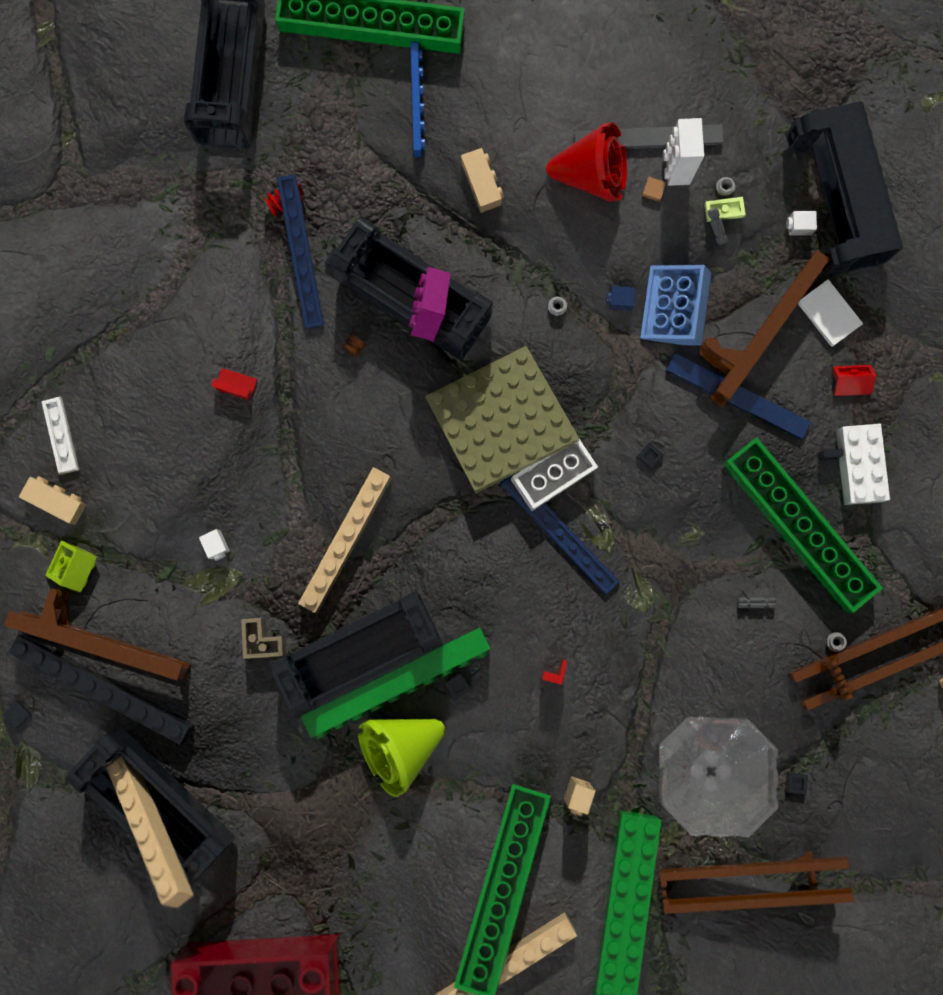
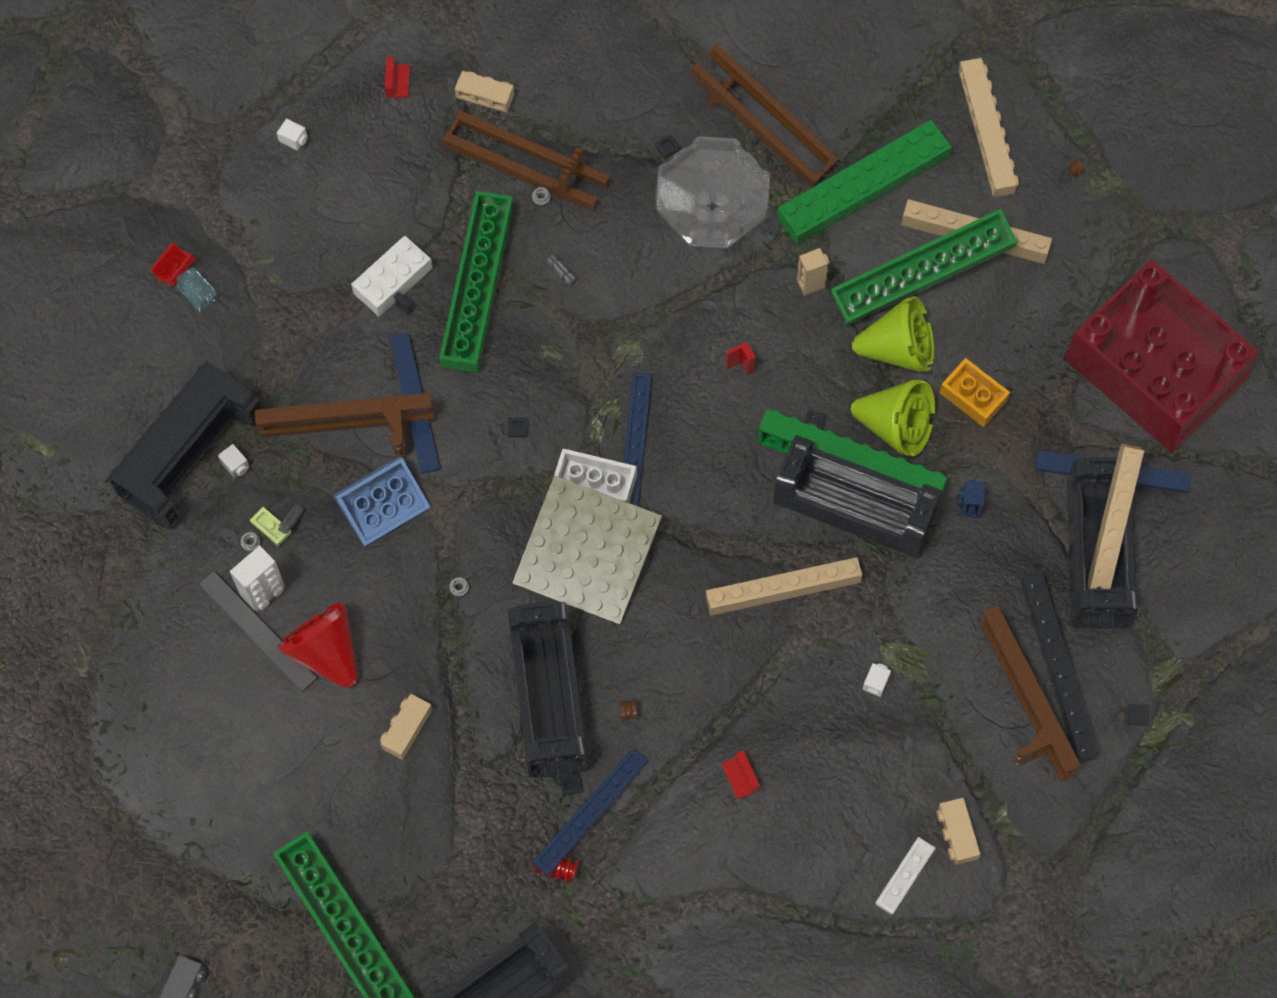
camera: 130 degrees left, 15 degrees down
(71, 566) = (994, 772): lime slope -> none
(214, 880) = (1147, 476): none -> dark blue tile
(257, 644) = (918, 581): dark tan brick -> none
(283, 746) = (971, 499): none -> dark blue brick
(367, 832) = (974, 392): none -> light orange brick
(417, 92) = (375, 839): blue plate -> none
(429, 303) = (550, 652): magenta brick -> none
(461, 813) = (899, 337): none -> lime cone
(621, 298) = (412, 543): dark blue brick -> none
(654, 189) = (298, 593): medium nougat tile -> none
(830, 313) = (289, 384): white tile -> none
(853, 380) = (328, 332): red panel -> none

